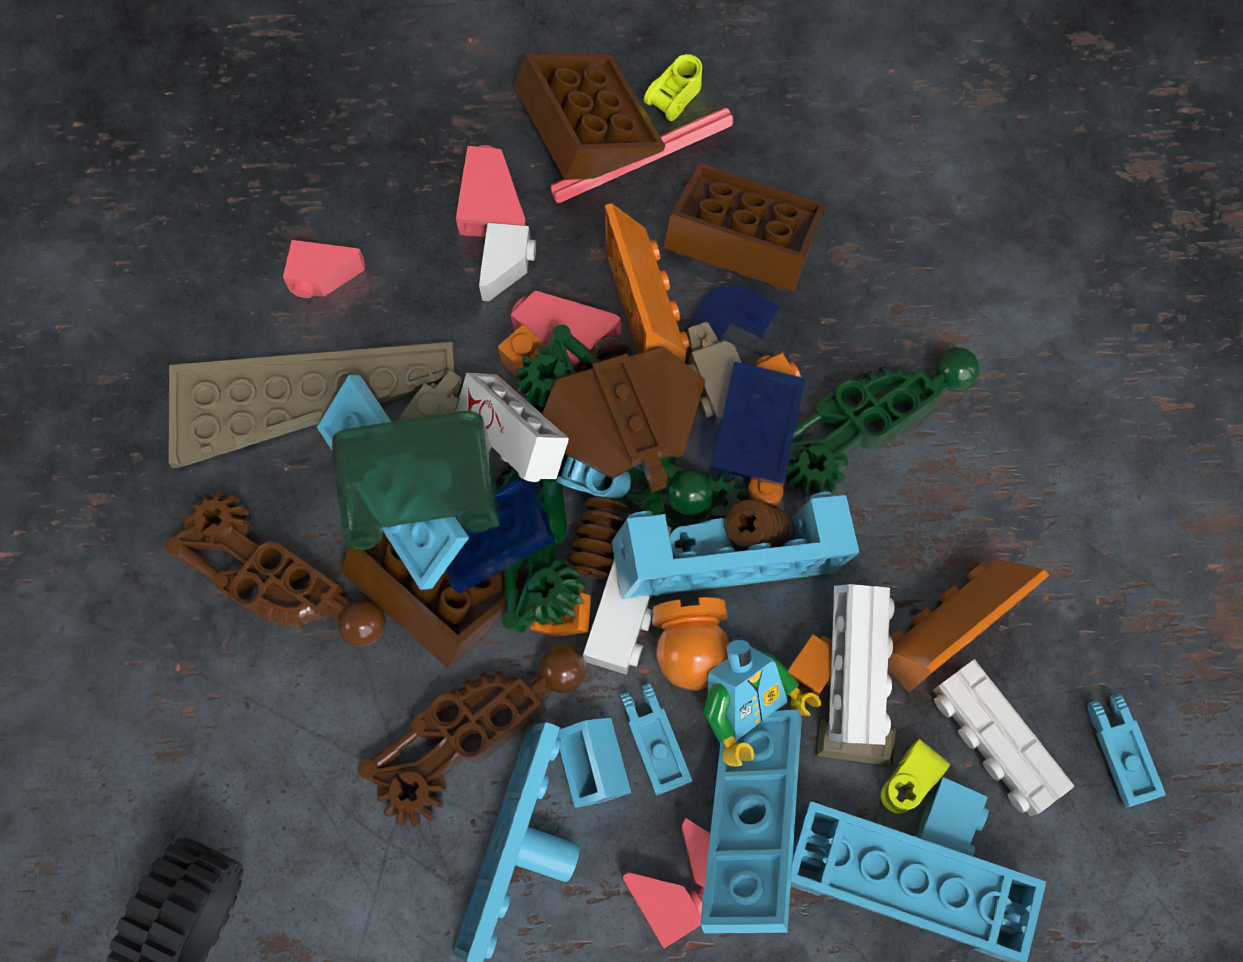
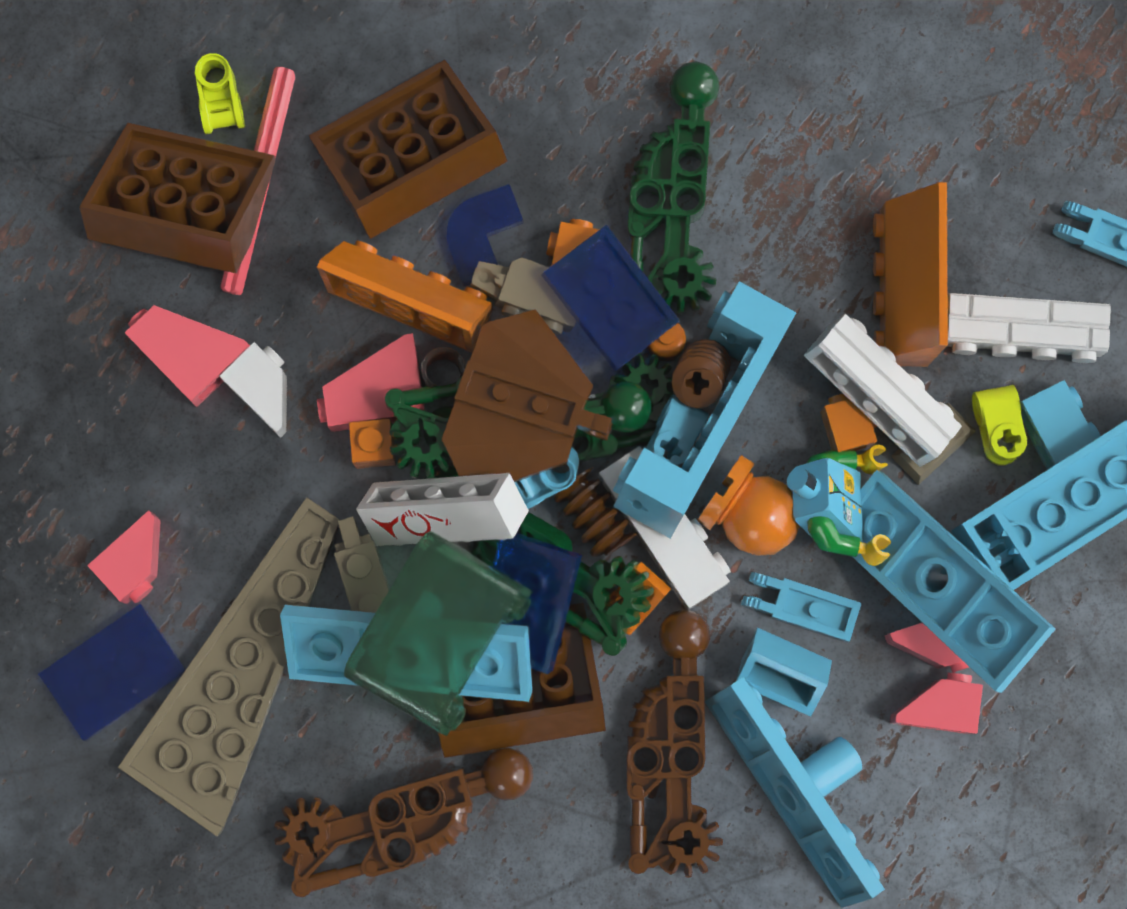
camera: 55 degrees left, 10 degrees up
(235, 316) = (113, 672): none -> clear blue plate

